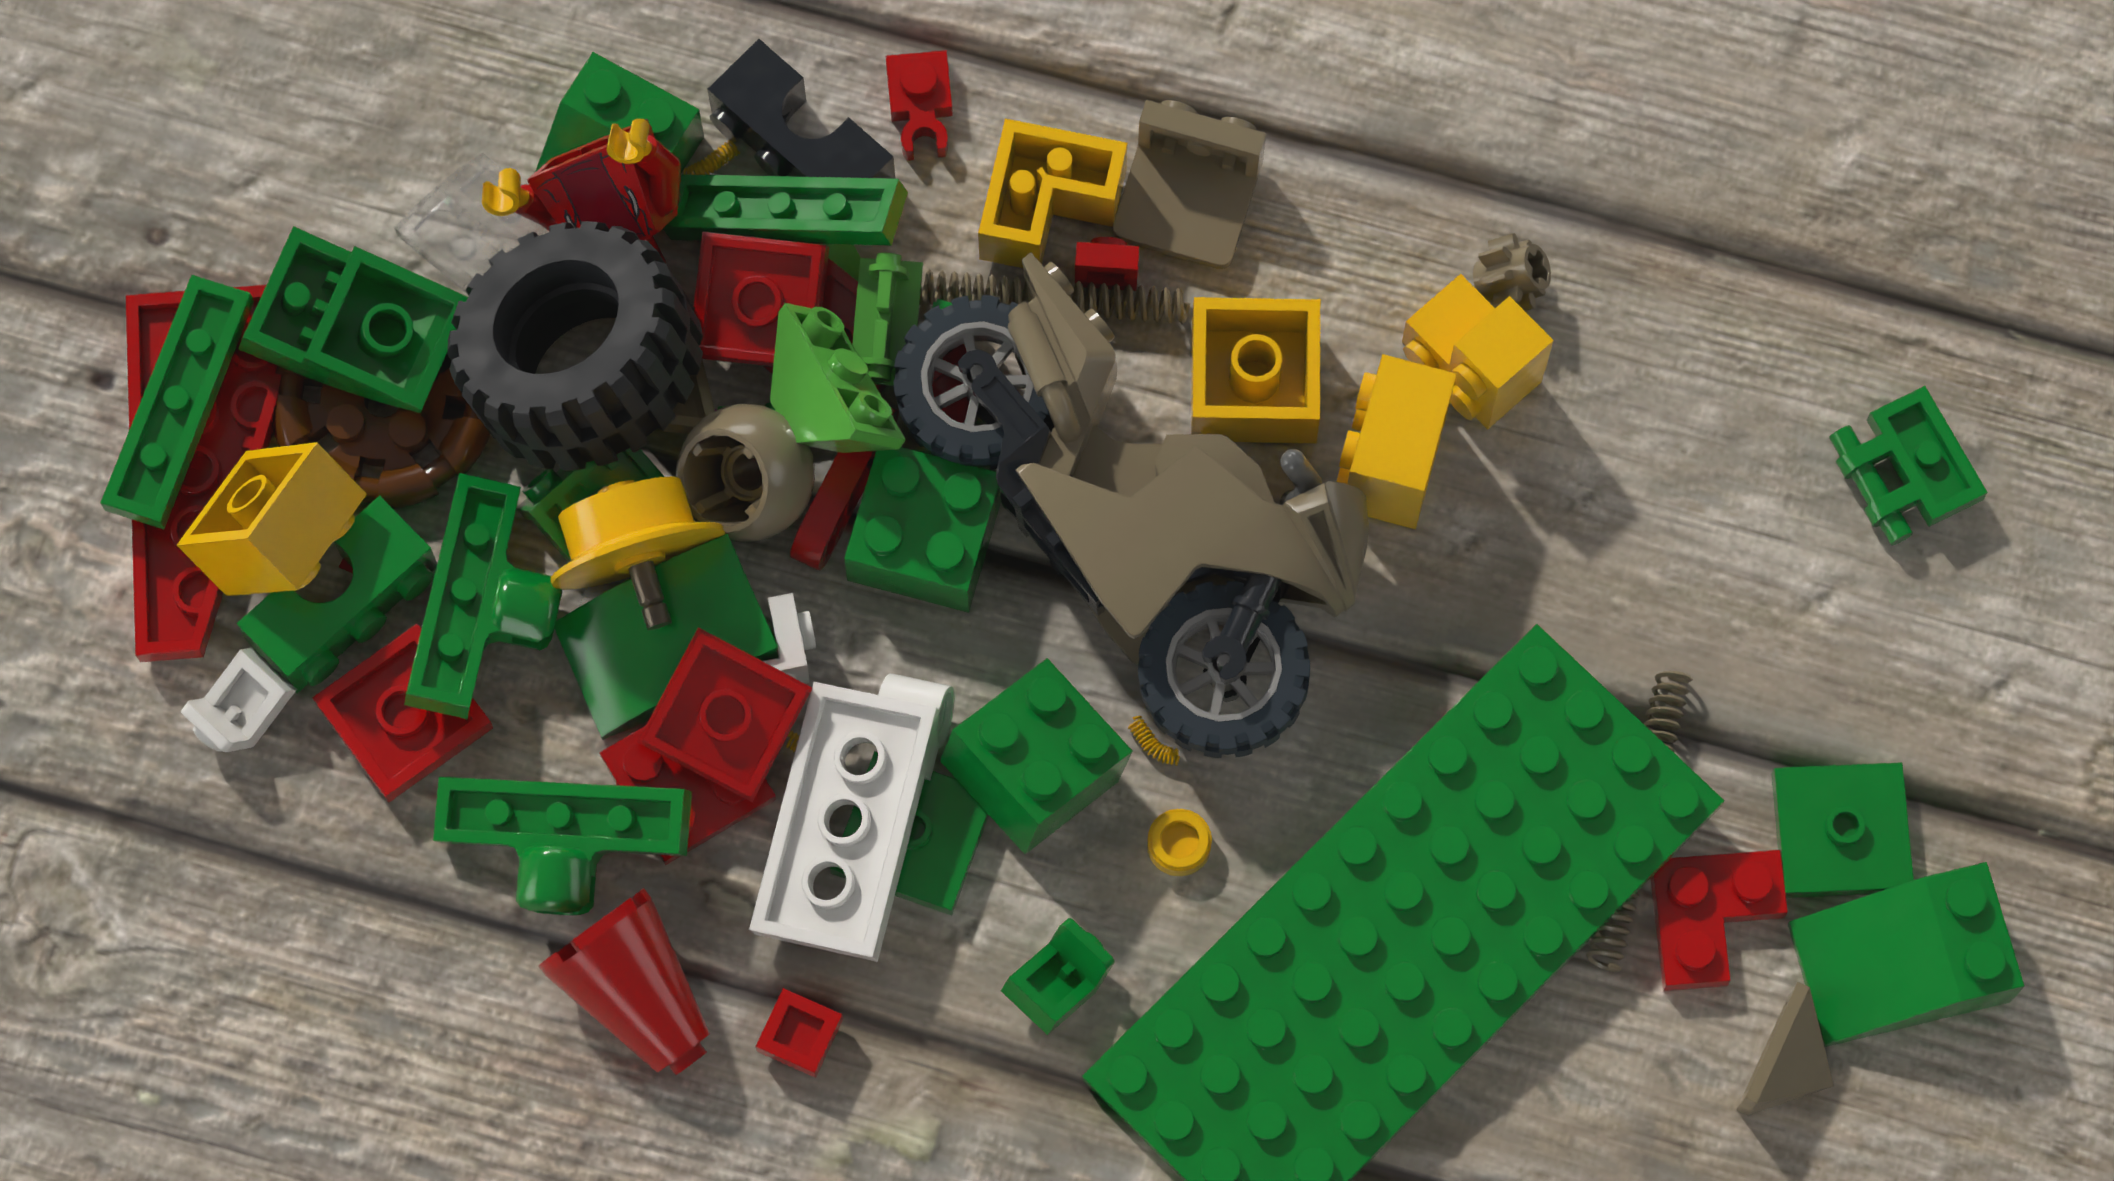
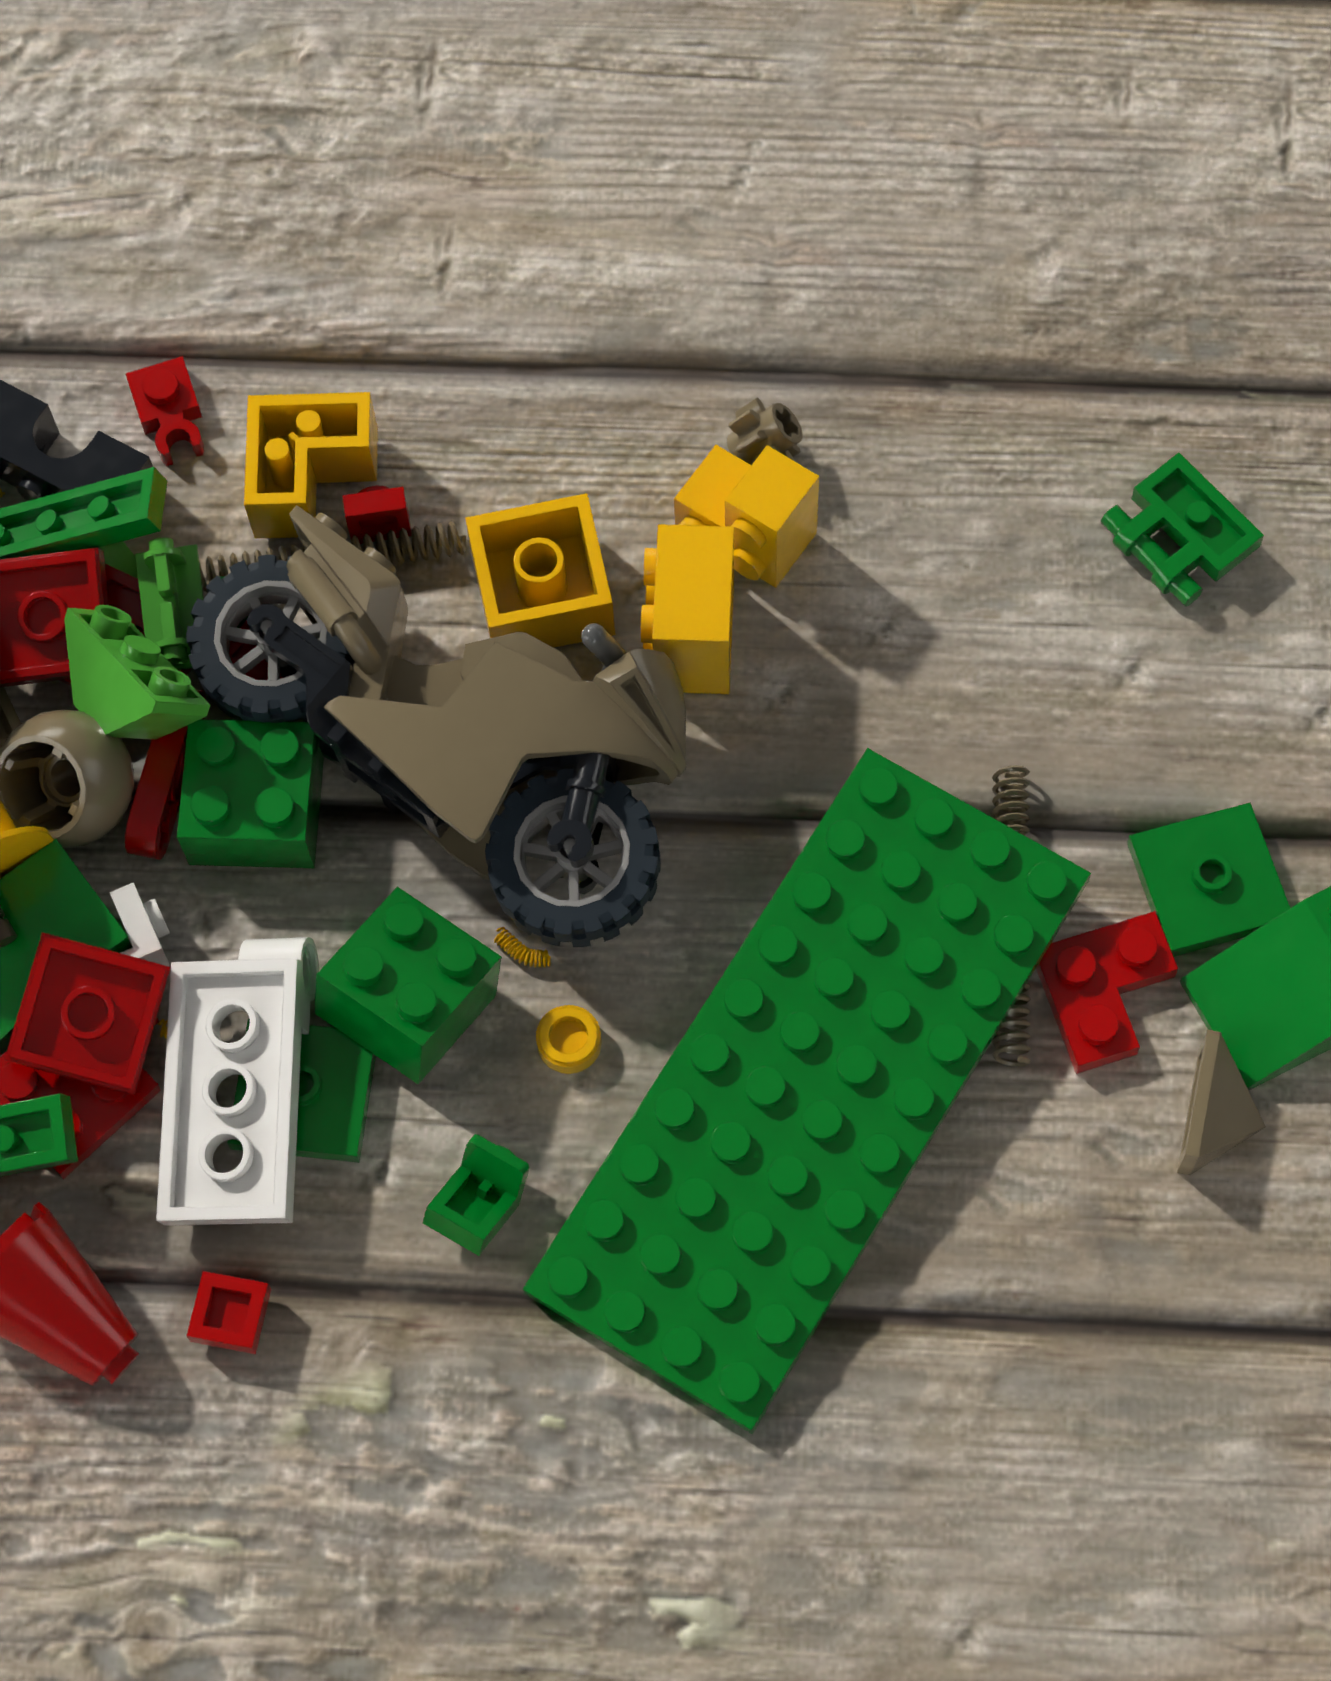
camera: 10 degrees left, 5 degrees down
(1190, 184) = (440, 421): dark tan bracket -> none

